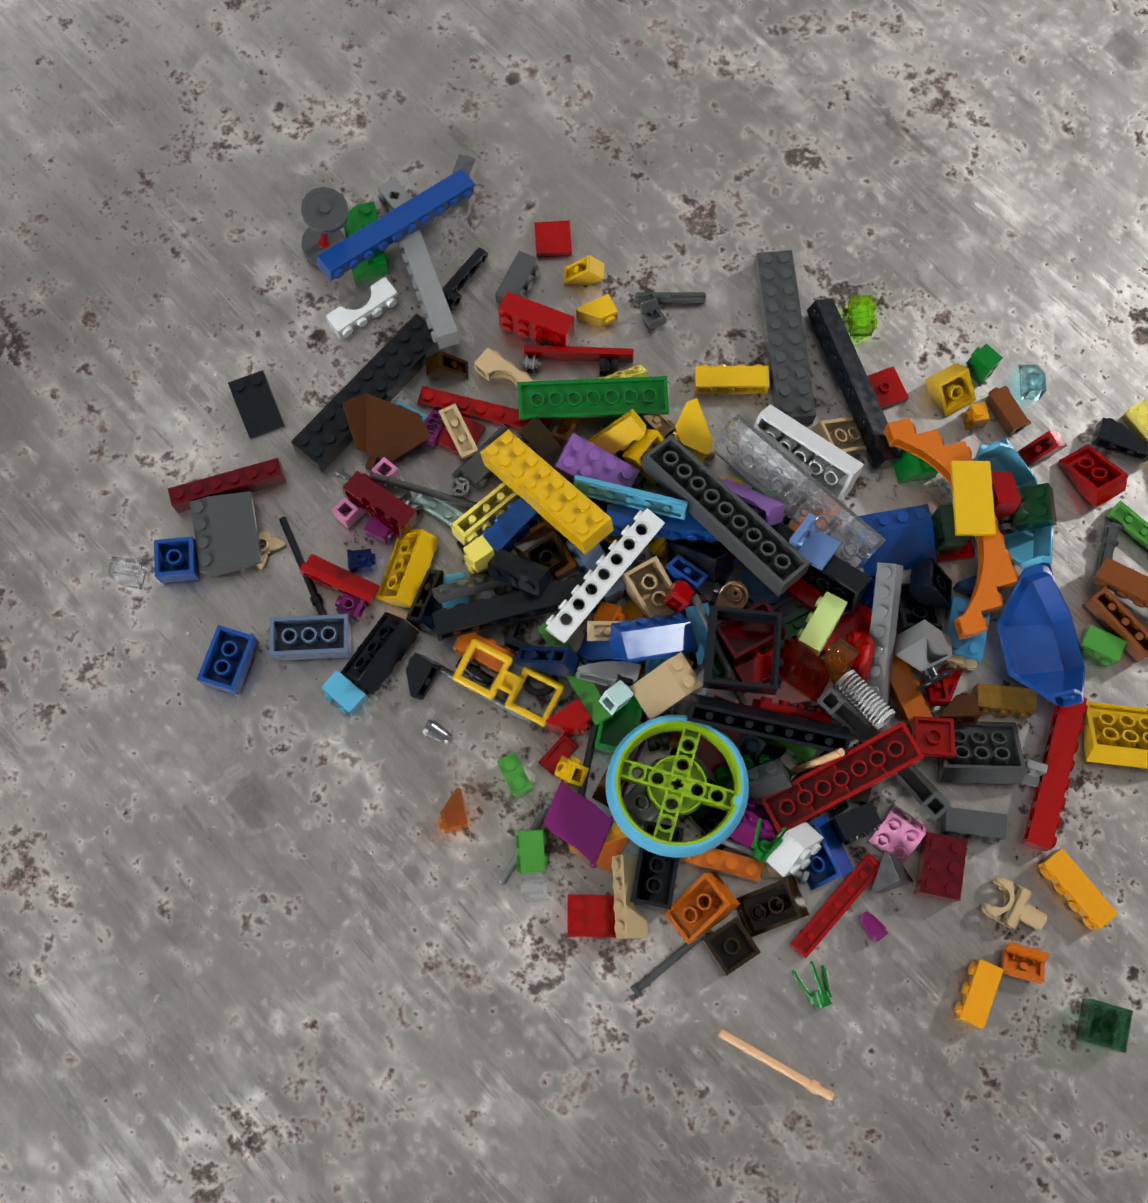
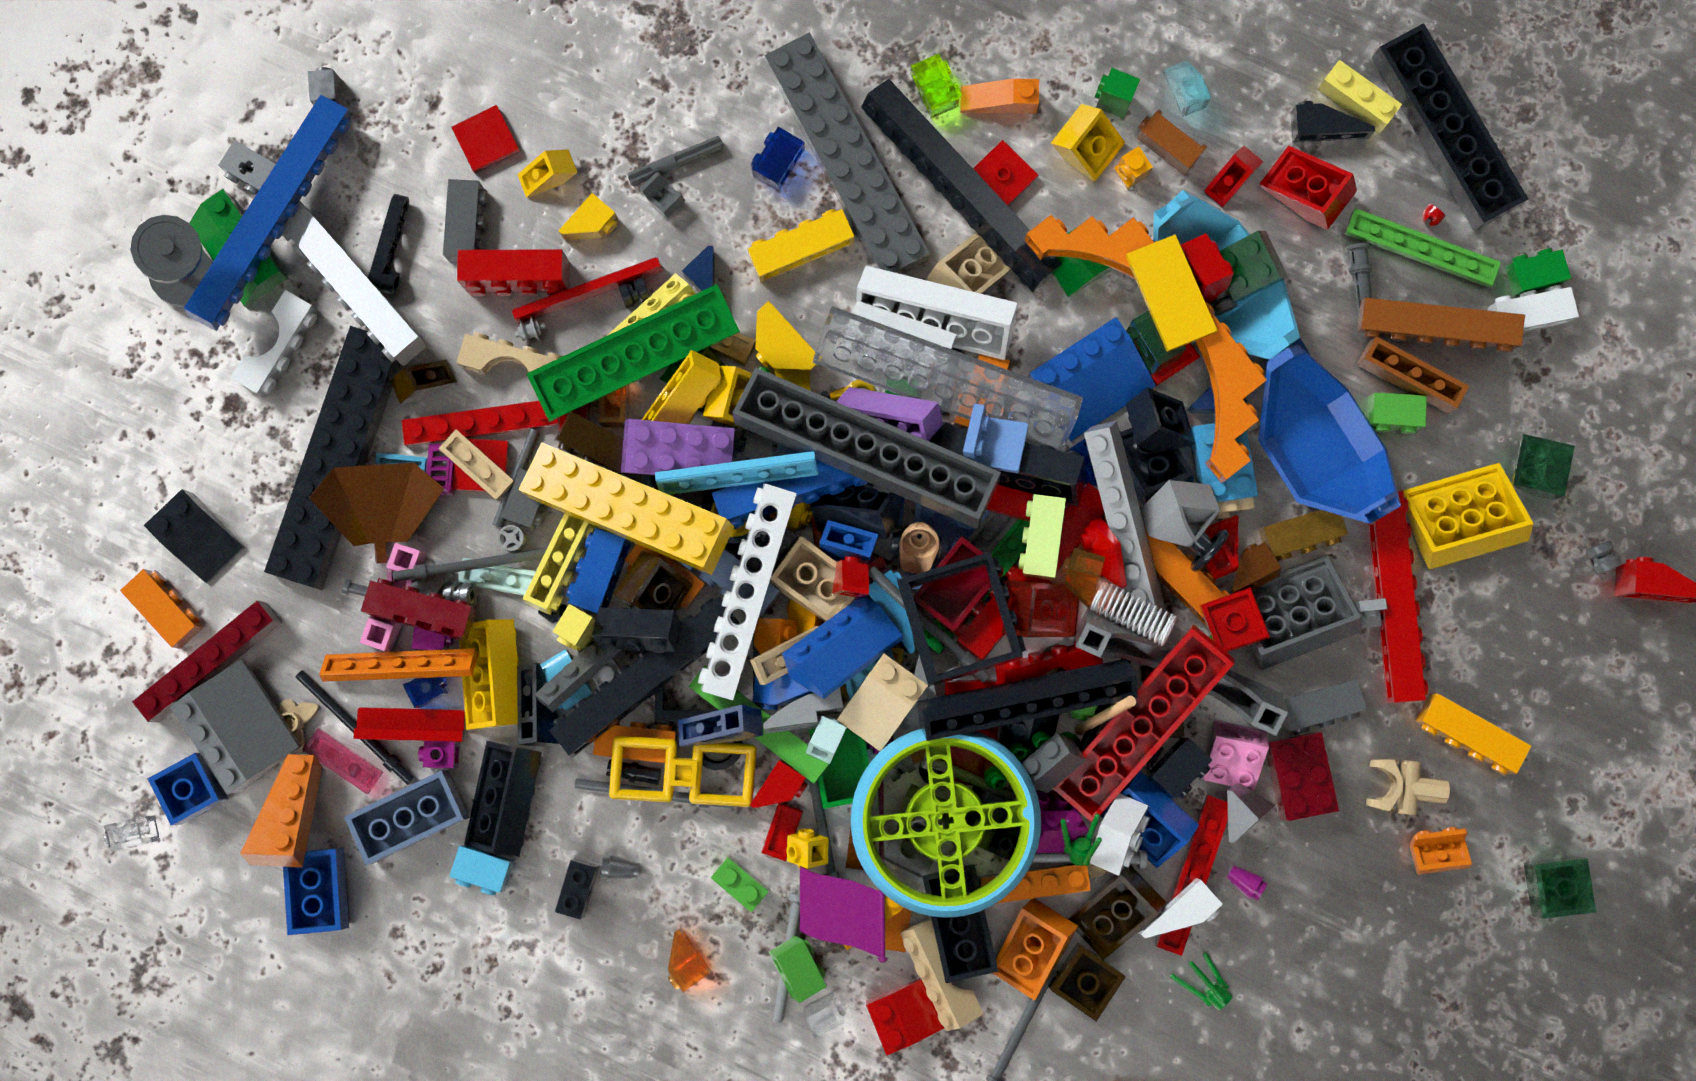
camera: 20 degrees left, 10 degrees up
(214, 441) = (162, 608): none -> orange brick
(231, 601) = (286, 817): none -> orange wedge
(285, 585) = (343, 761): none -> clear pink plate
(350, 536) = (398, 665): none -> orange plate
(402, 732) = (577, 888): none -> black brick
(421, 674) = (568, 805): black slope -> none
(660, 366) = (701, 270): none -> dark blue slope
(738, 320) = (777, 158): none -> clear blue brick
(823, 924) = (1188, 908): none -> white slope
(904, 339) = (1001, 96): none -> orange slope
(978, 993) = (1400, 910): light orange brick -> none

